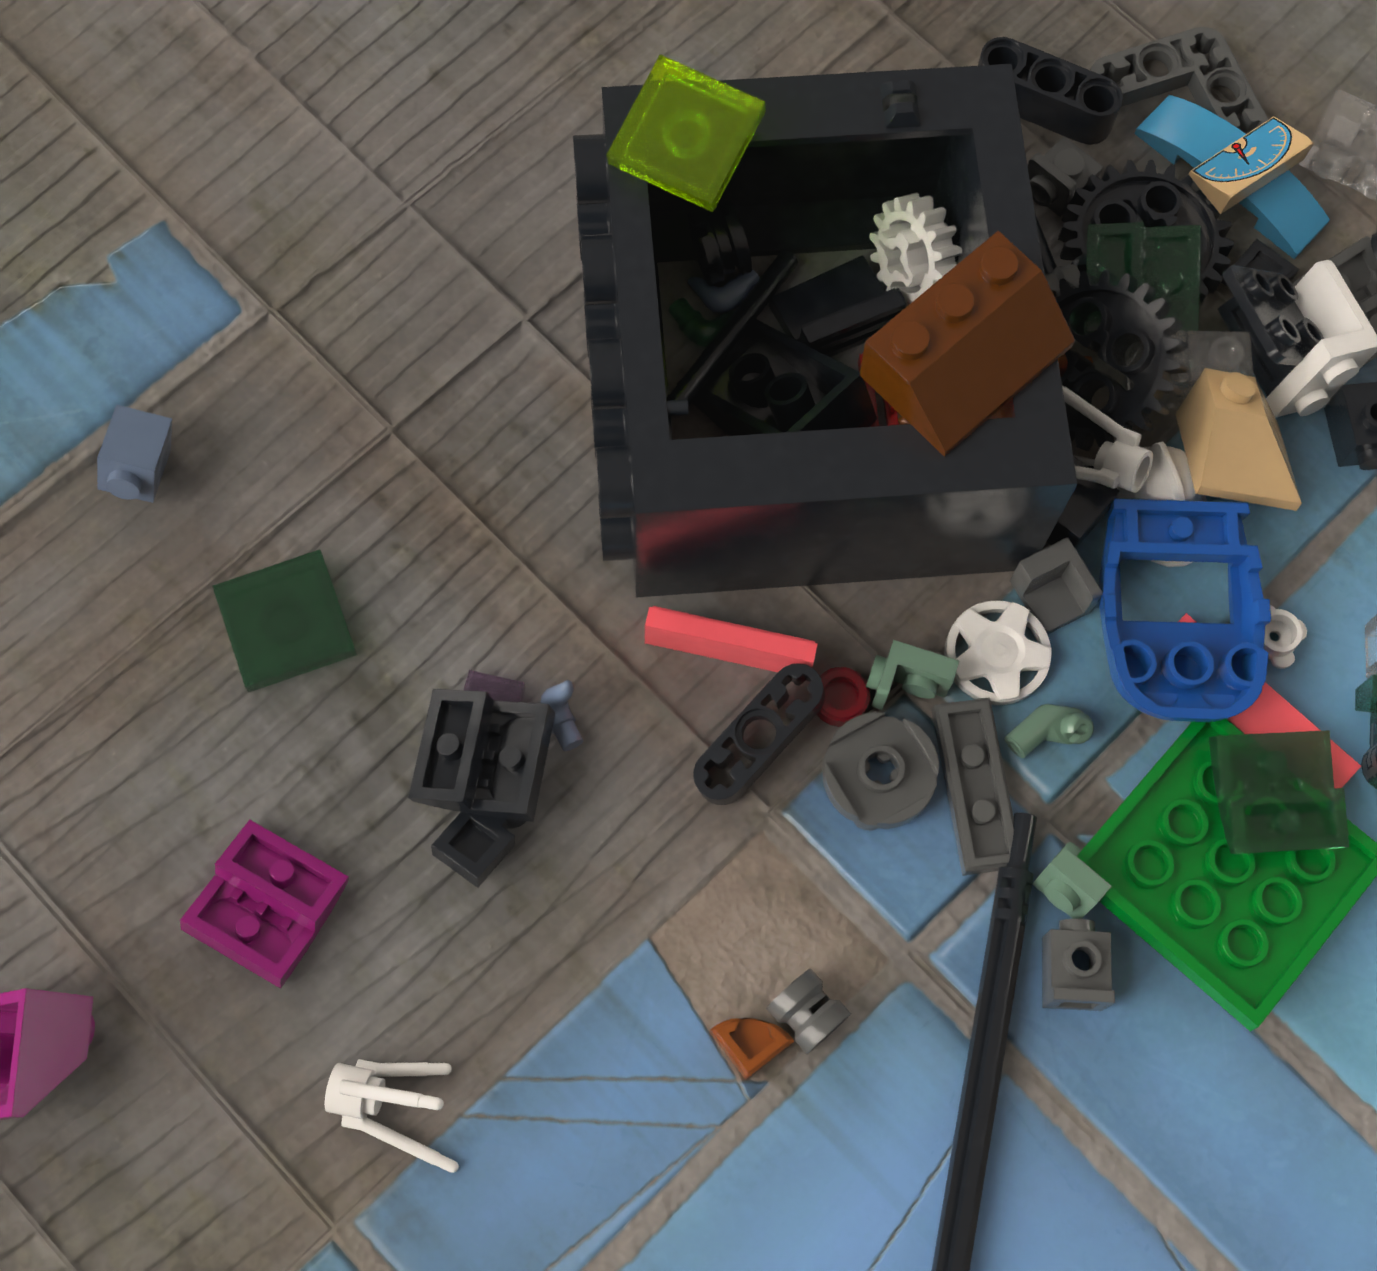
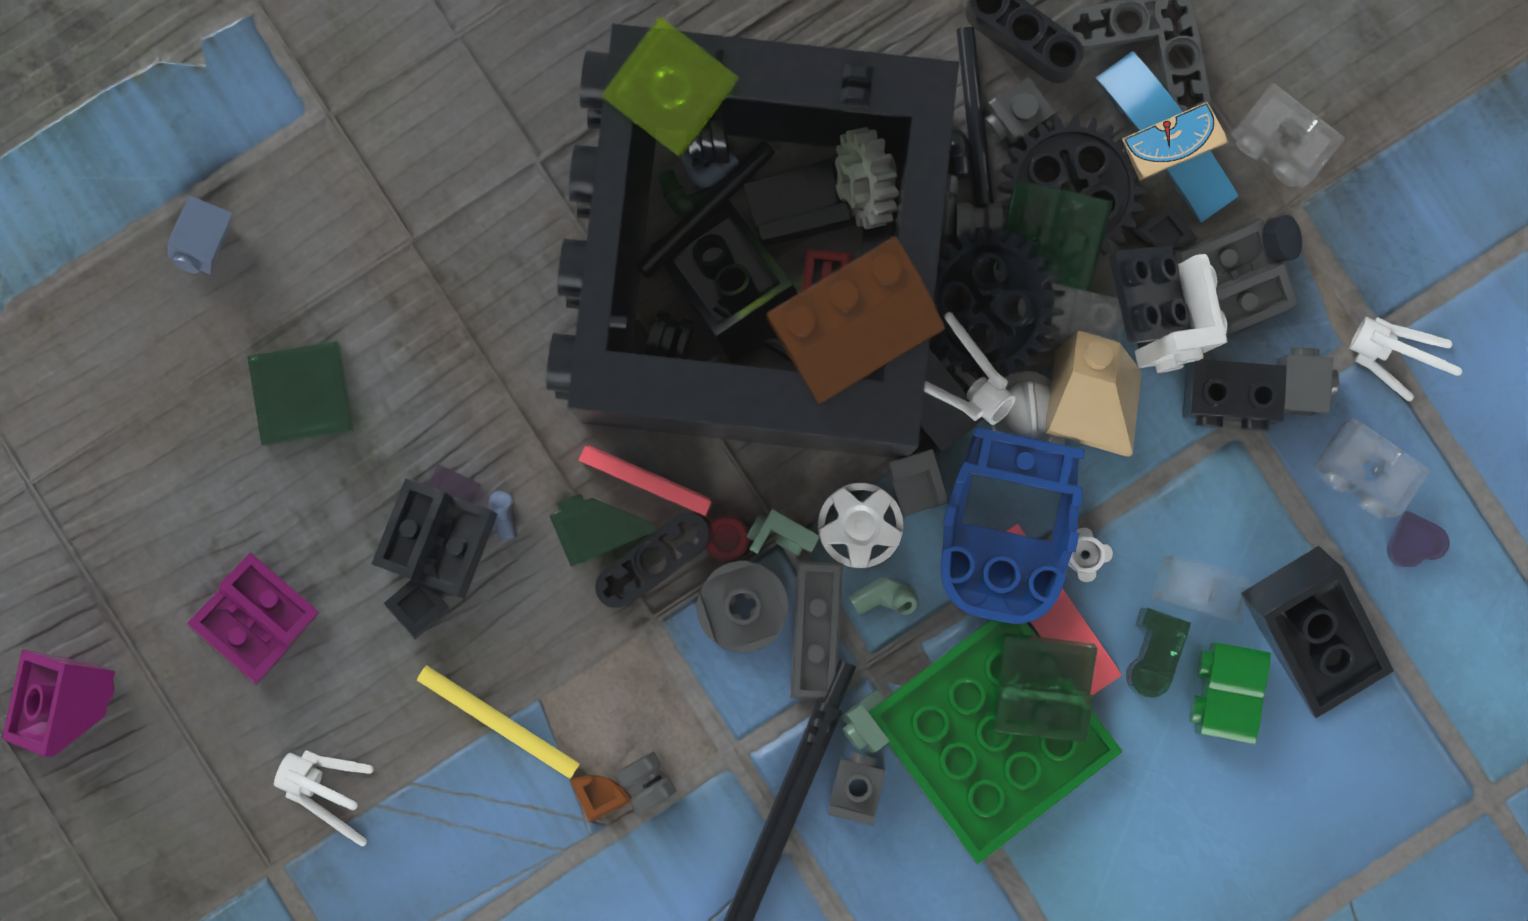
camera: 15 degrees right, 15 degrees up
(603, 974) = (498, 722): none -> light yellow bar
(682, 708) = (595, 528): none -> clear green slope

